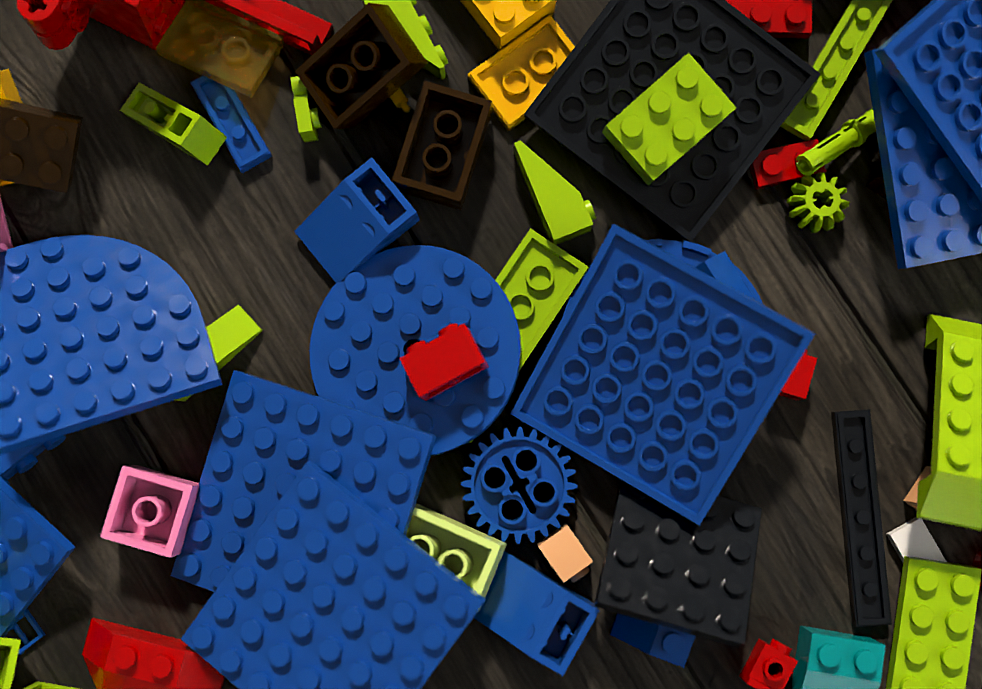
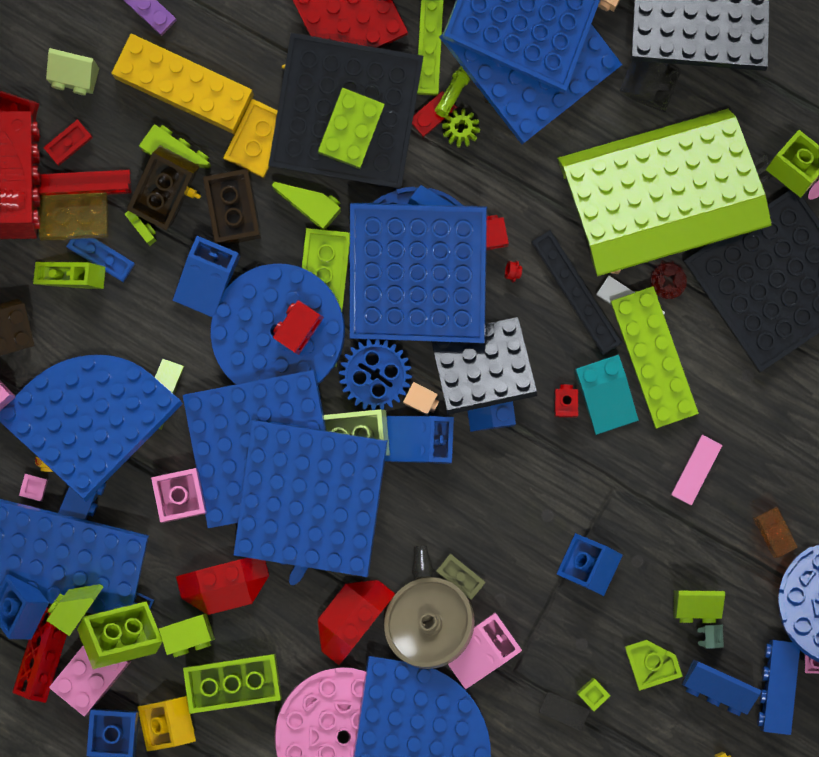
camera: 25 degrees left, 0 degrees up
(788, 439) = (513, 271): none -> red plate

